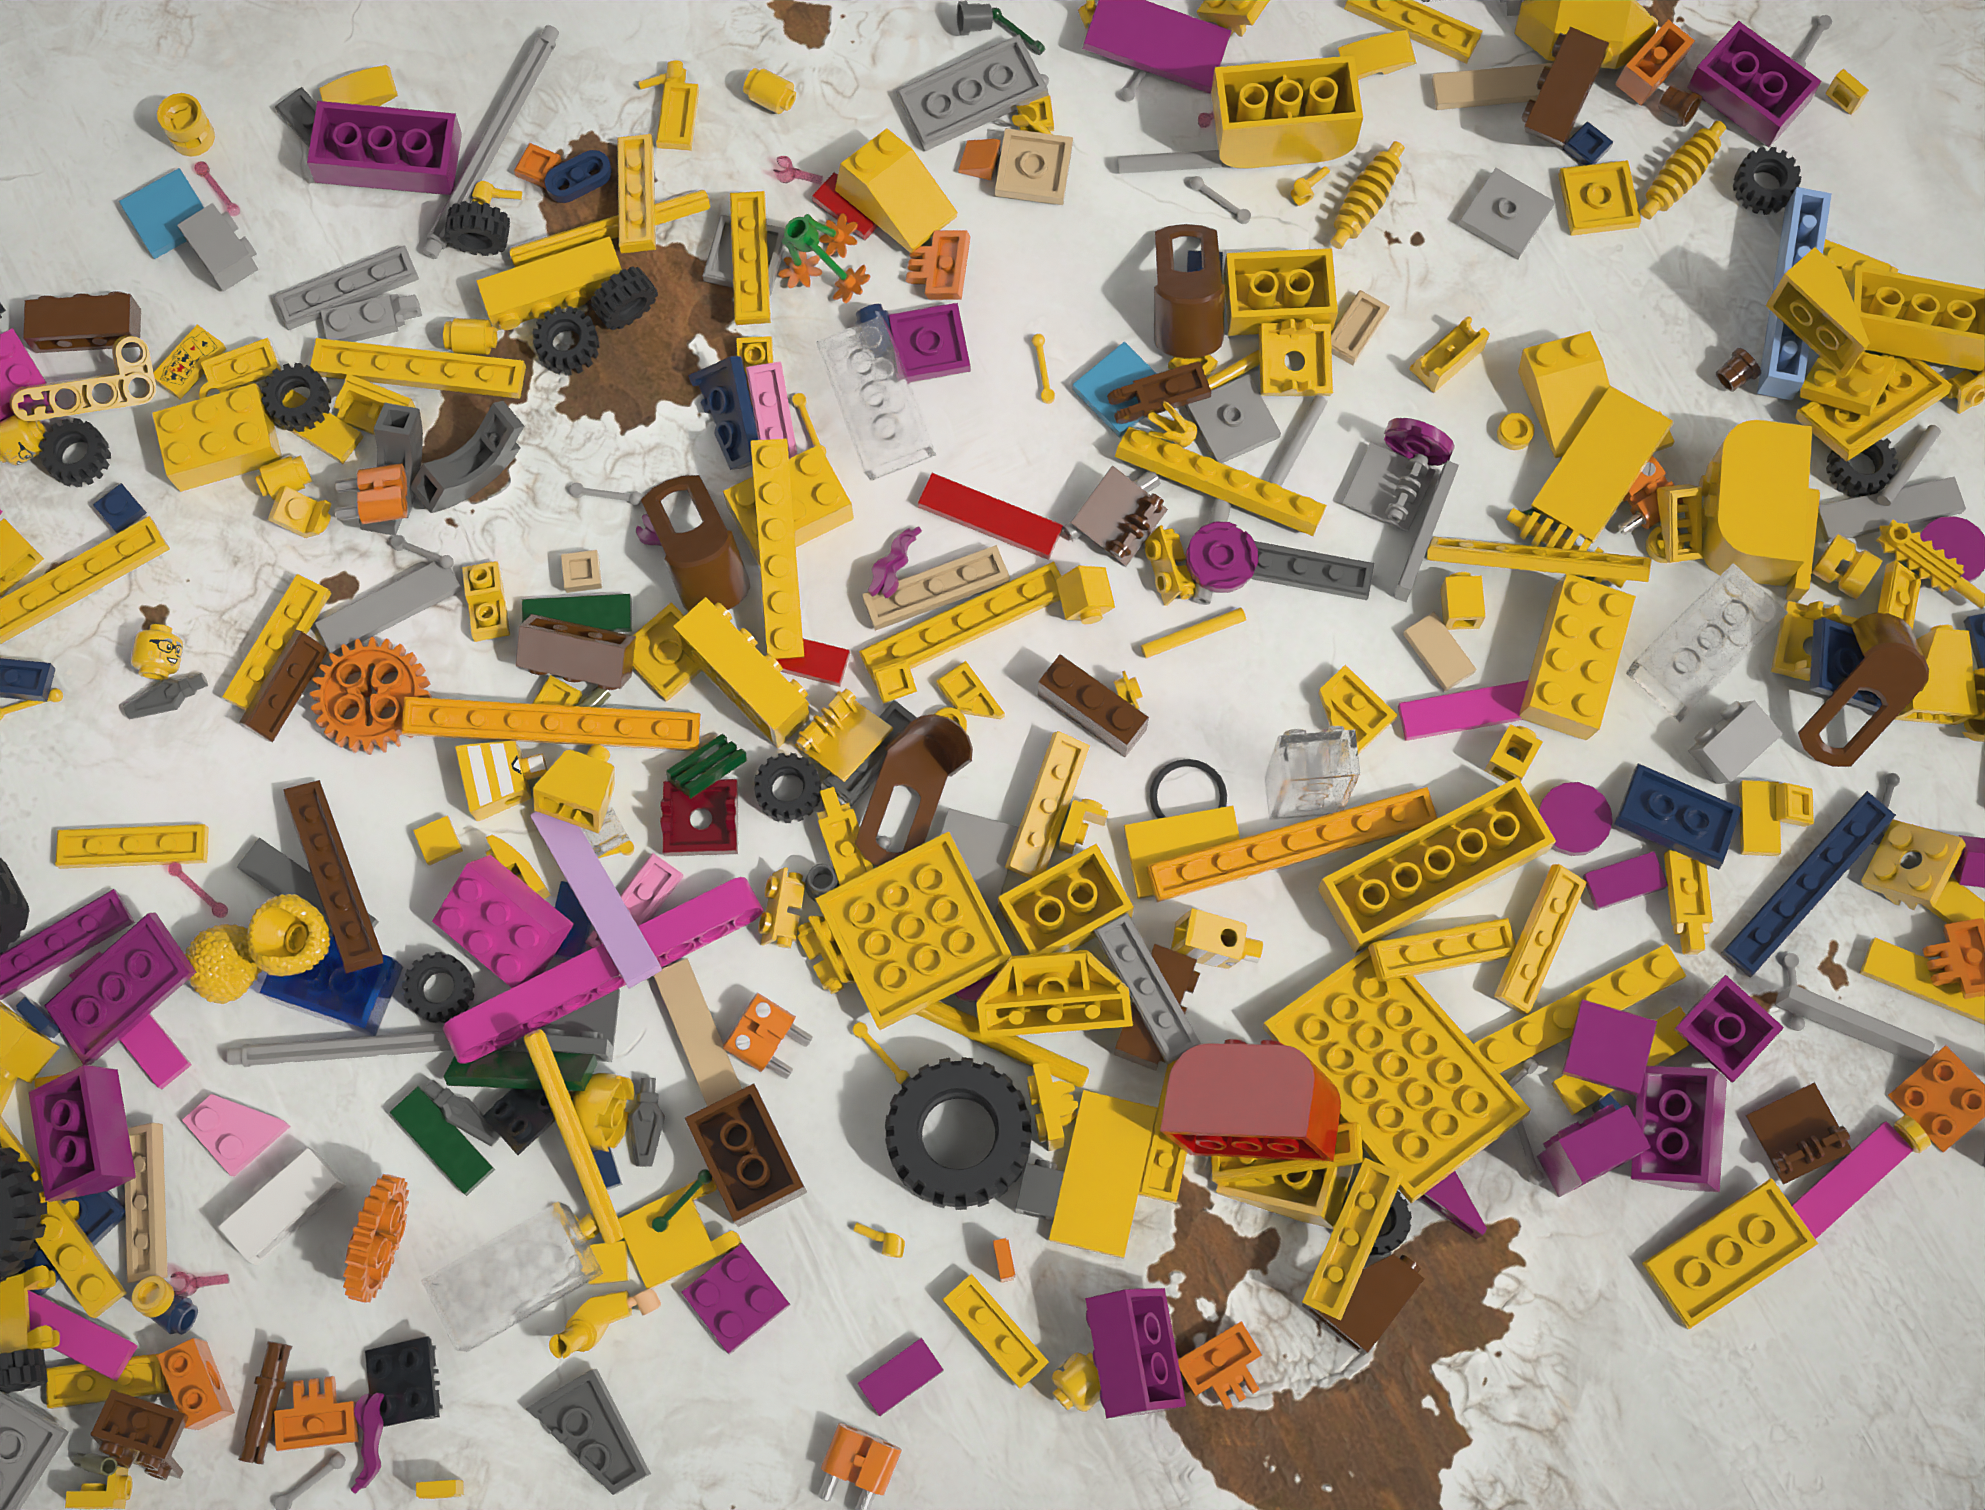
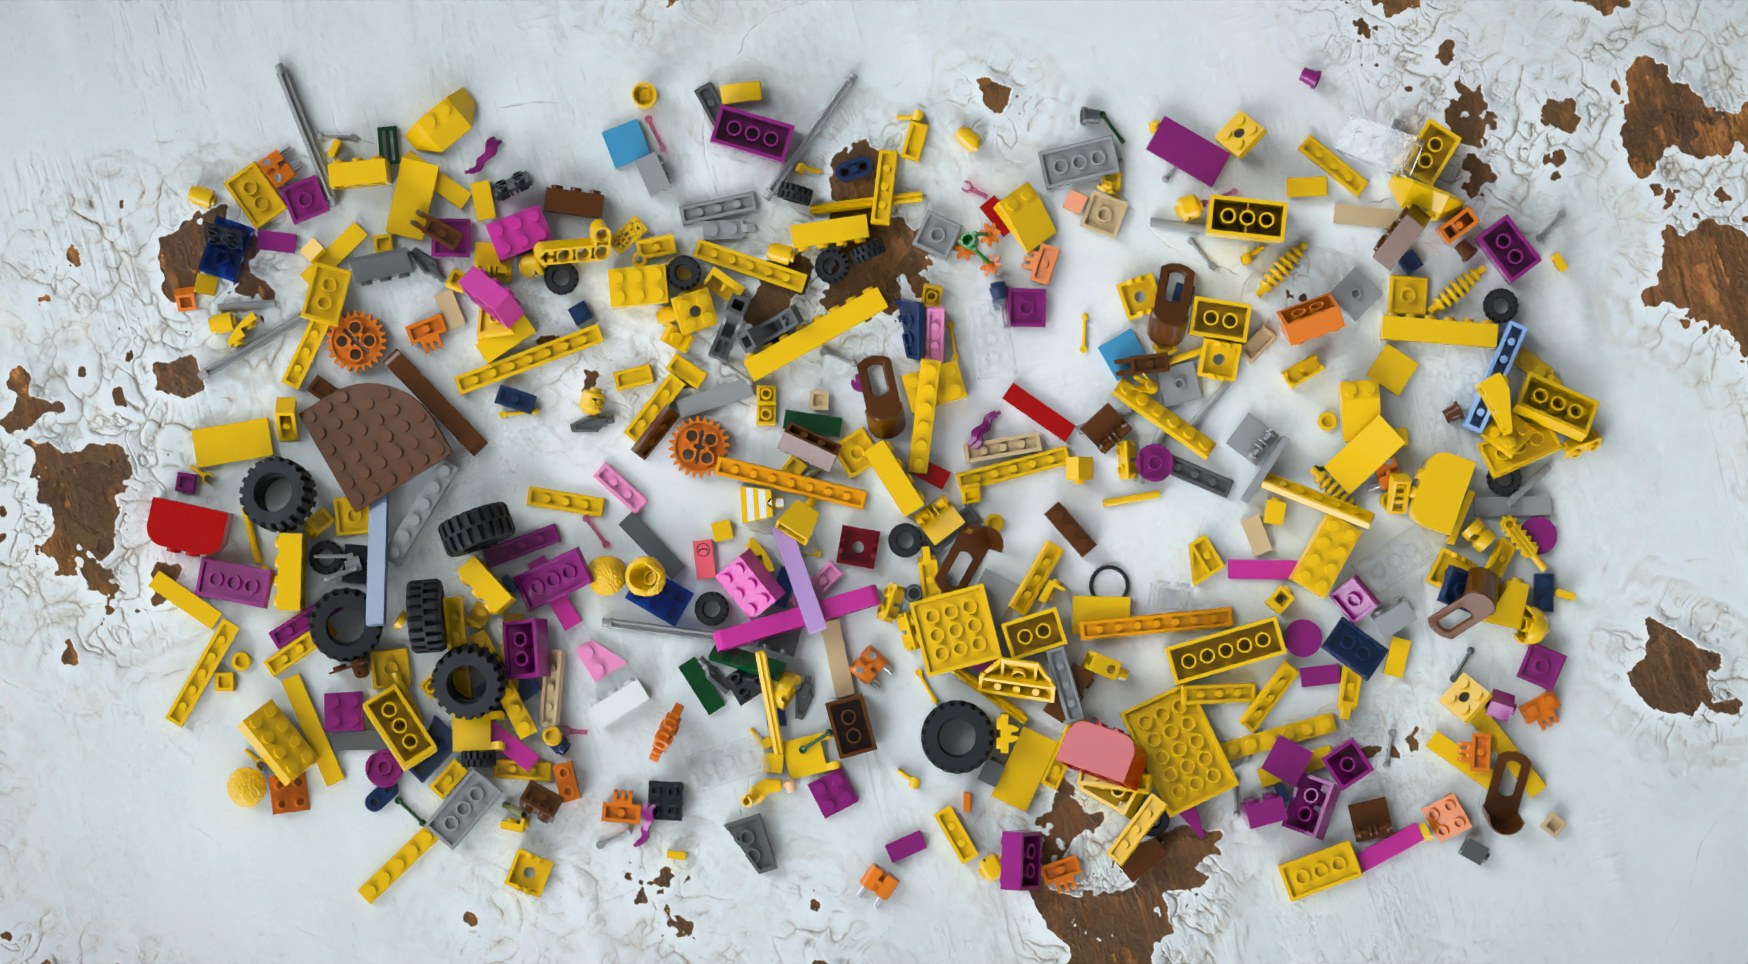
camera: 10 degrees right, 15 degrees up
(232, 600) = (633, 377): none -> yellow tile
(234, 801) = (620, 488): none -> bright pink tile
(265, 1402) = (598, 796): reddish brown pin -> none
(312, 477) = (683, 304): none -> yellow piece
(330, 570) = (686, 371): none -> yellow tile
(333, 876) = (668, 543): reddish brown plate -> none
(379, 497) = (722, 342): orange piece -> none
(411, 899) = (704, 559): none -> coral tile
(536, 164) = (832, 156): orange tile -> none
(554, 459) = (815, 334): none -> yellow brick
(702, 763) = (879, 513): dark green tile -> none
(750, 258) = (939, 240): yellow tile -> none
(968, 693) = (1007, 507): yellow tile -> none
(1111, 270) = (1127, 290): none -> yellow piece
(1128, 689) = (1090, 524): yellow plate -> none
(1180, 124) = (1189, 207): none -> yellow head
(1415, 437) = (1271, 421): magenta tile -> none
(1443, 256) = (1310, 319): none -> orange brick
(1613, 319) = (1392, 369): none -> yellow tile
(1654, 723) = (1354, 599): none -> tile
(1672, 241) = (1438, 331): none -> yellow brick
(1794, 804) = (1415, 654): yellow tile -> none
(1808, 884) = (1412, 696): dark blue tile -> none
(1855, 1024) = (1411, 771): light grey tile -> none

